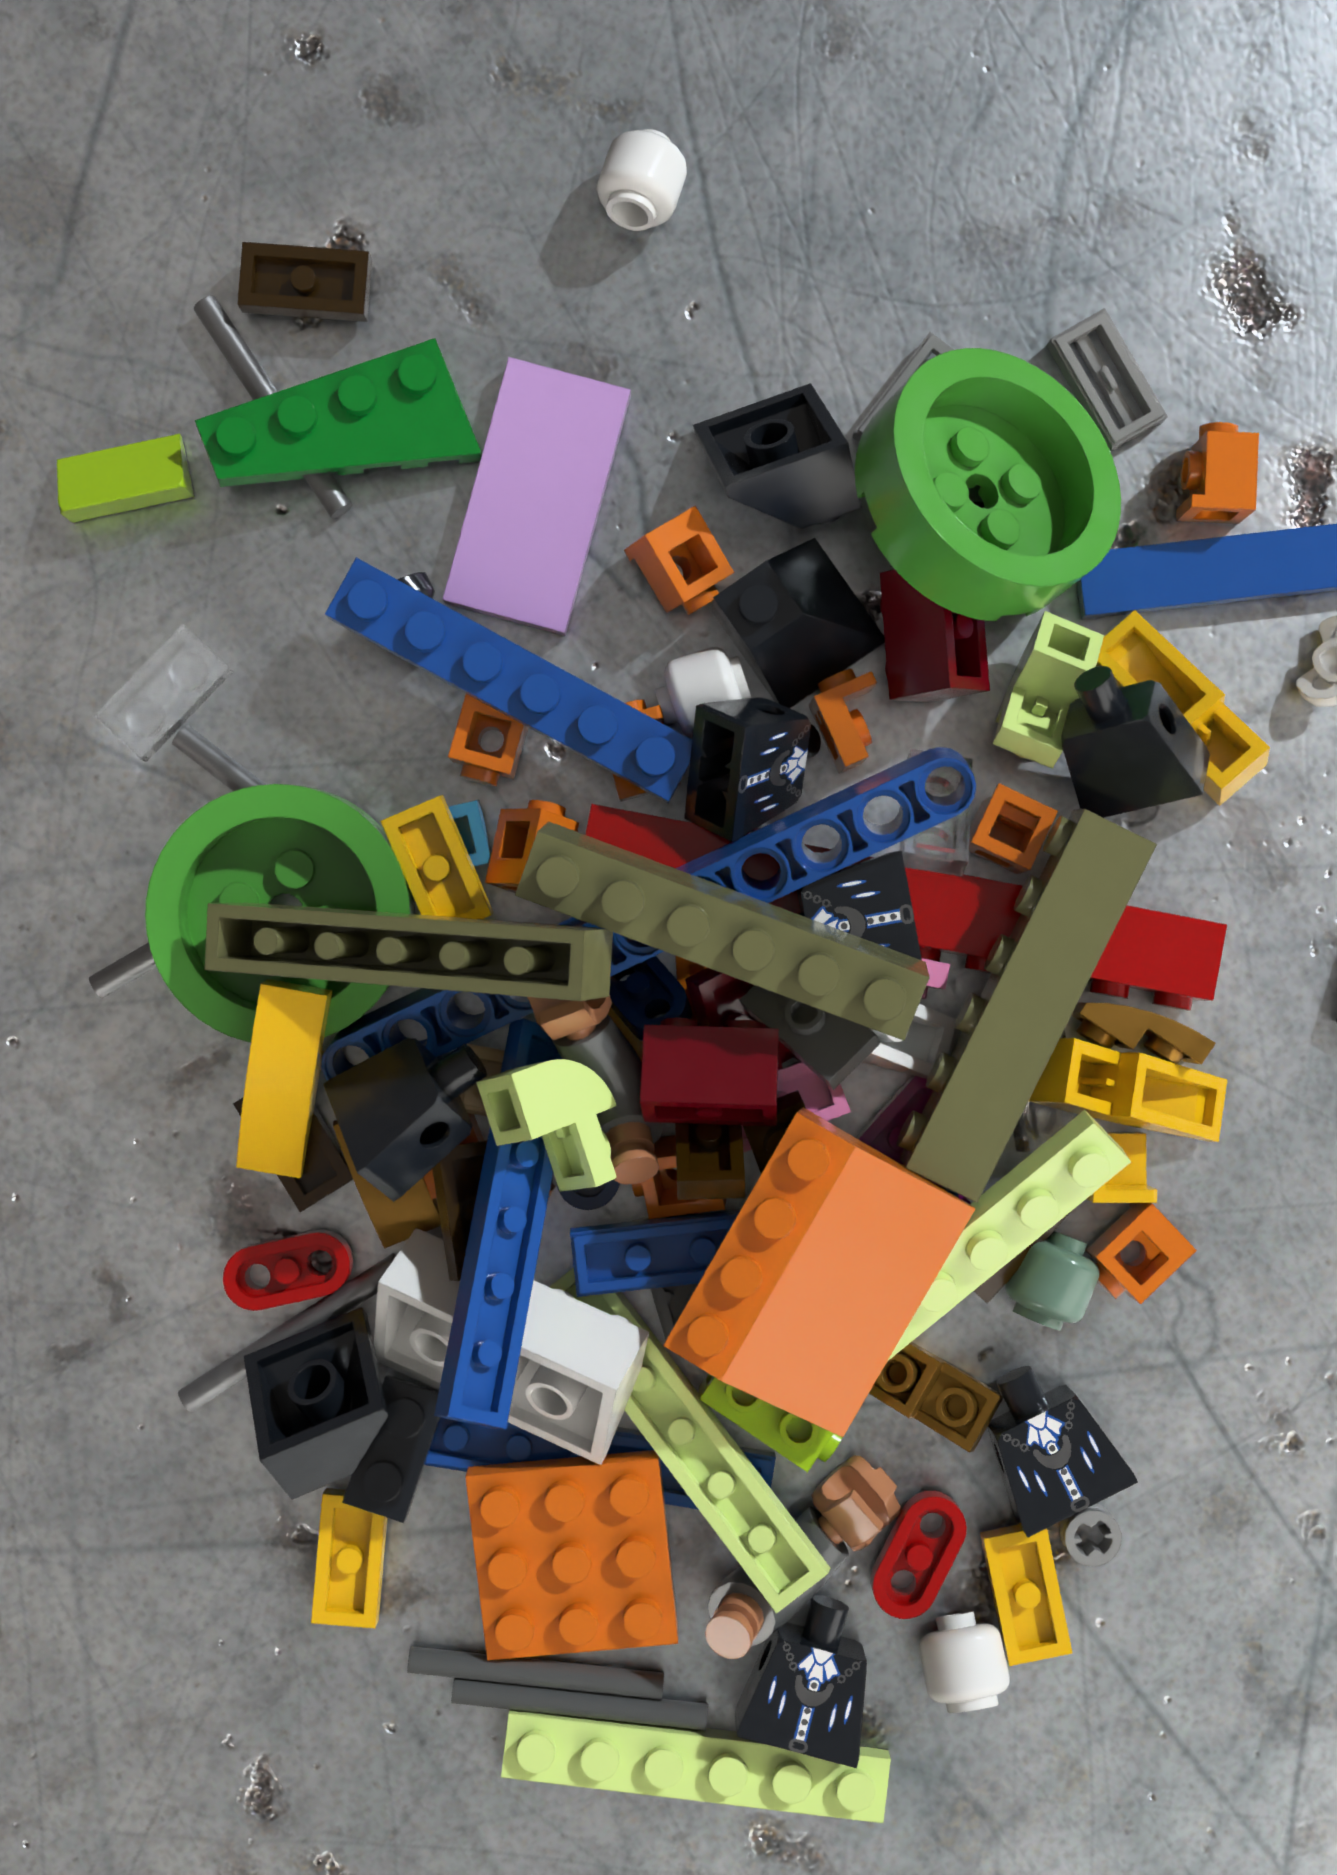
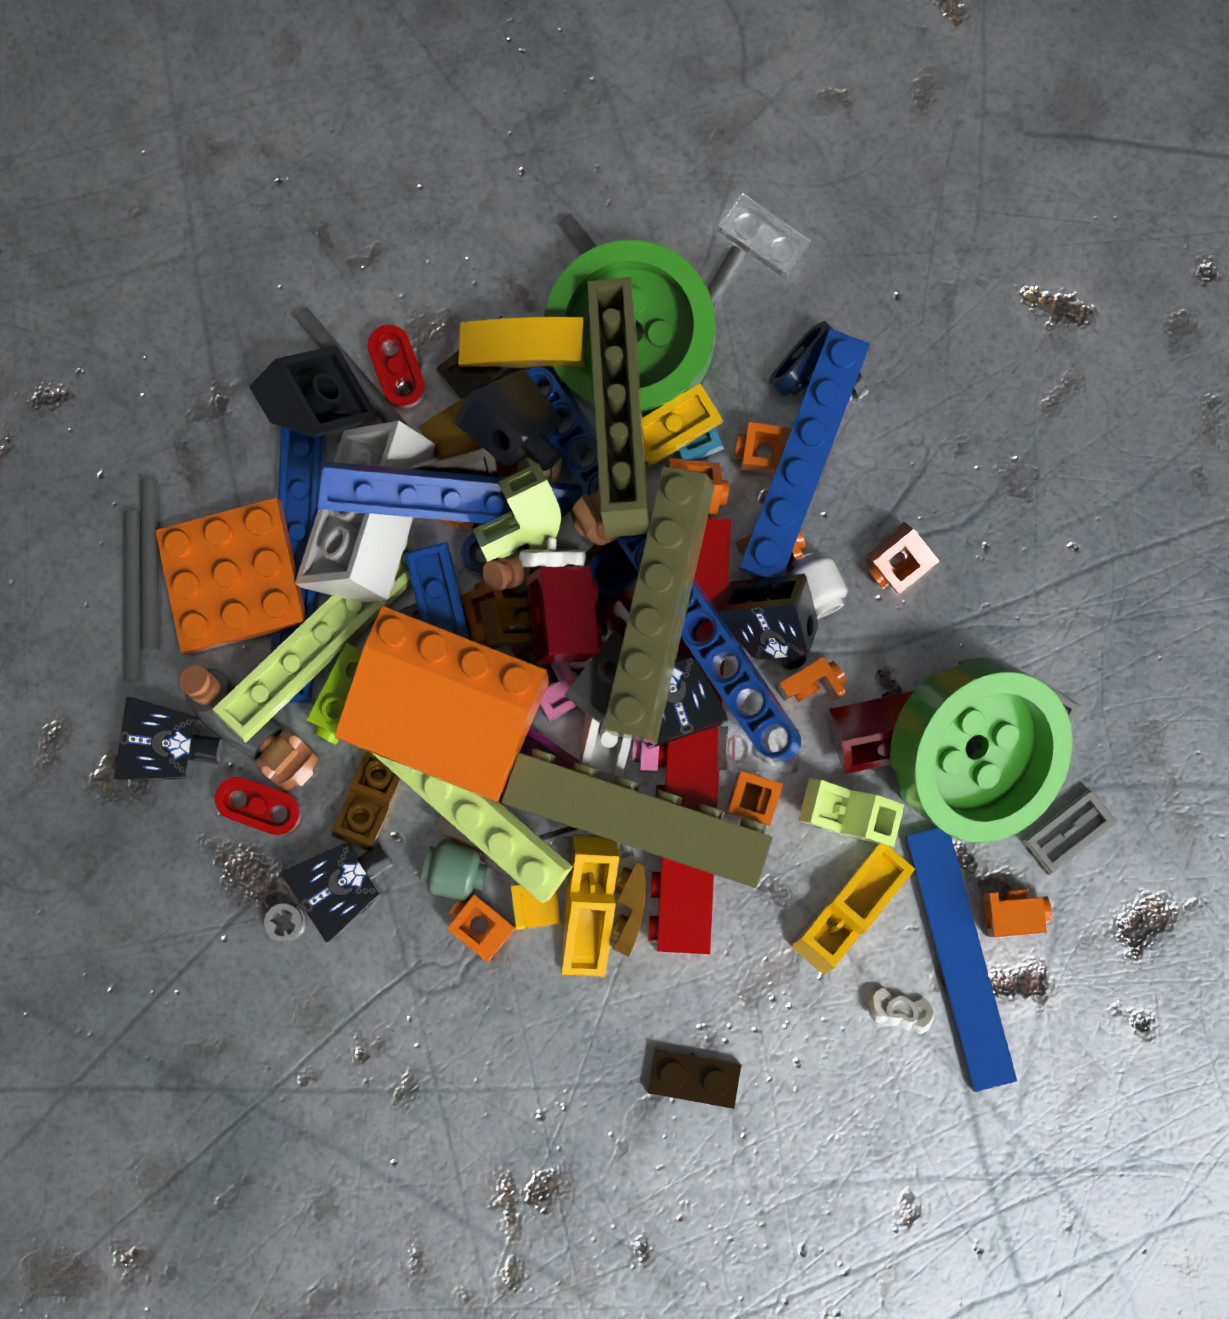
camera: 75 degrees right, 5 degrees down
(123, 478) = (901, 191): lime slope -> none
(258, 386) = (963, 281): flat silver bar -> none
(304, 281) = (1049, 289): dark brown plate -> none
(348, 421) = (965, 339): green wing -> none
(348, 1564) = (212, 432): yellow plate -> none
(374, 676) = (794, 371): none -> dark blue plate
(396, 1458) = (286, 450): black plate -> none
(537, 496) = (931, 460): lavender tile -> none
(623, 1080) = (551, 557): none -> white piece
(641, 179) = (1153, 499): white head -> none
(691, 1766) = (100, 676): yellowish green plate -> none
(783, 458) = (980, 614): black slope -> none
(796, 622) = (873, 642): black slope -> none
(964, 1663) = (189, 845): white head -> none
(1026, 1594) = (240, 882): yellow plate -> none
(1130, 746) = (820, 869): black torso -> none

